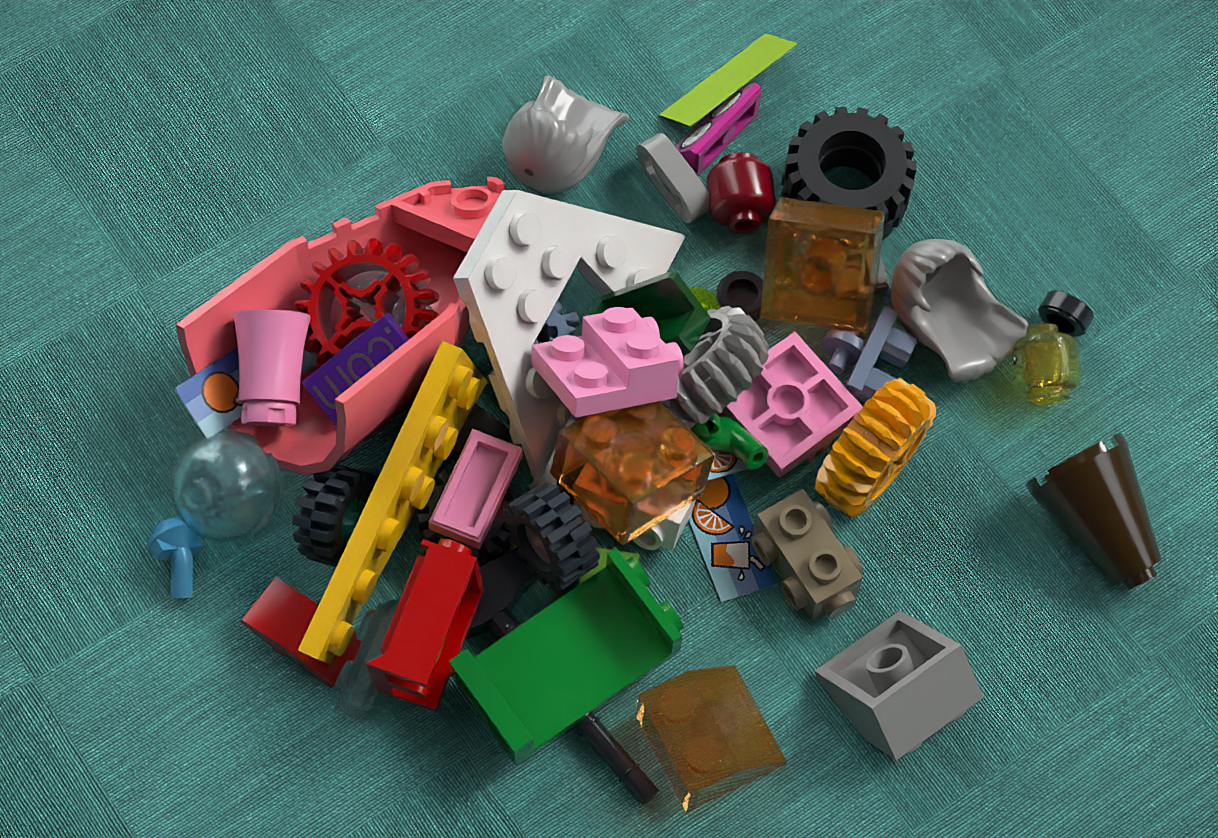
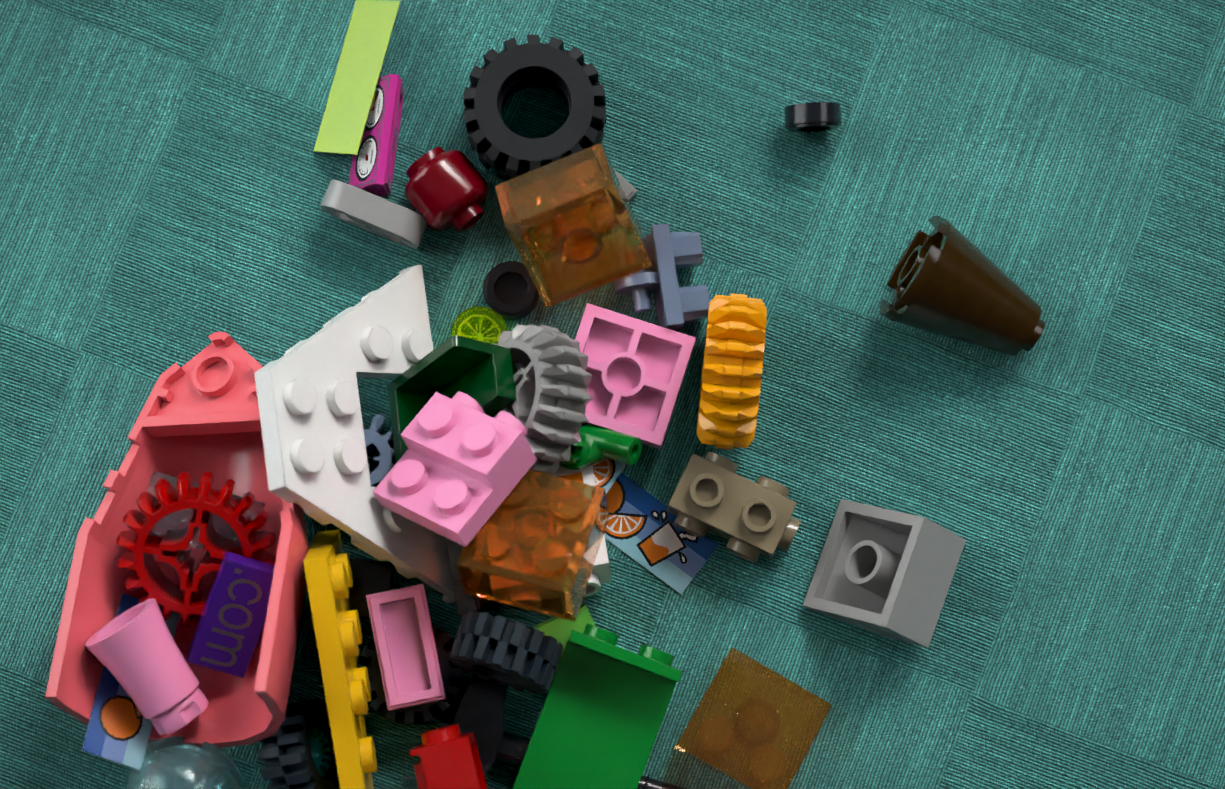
camera: 30 degrees left, 15 degrees up
(557, 138) = (243, 245): light grey piece -> none
(951, 309) = (714, 186): light grey piece -> none
(1045, 365) = (825, 181): clear yellow head -> none

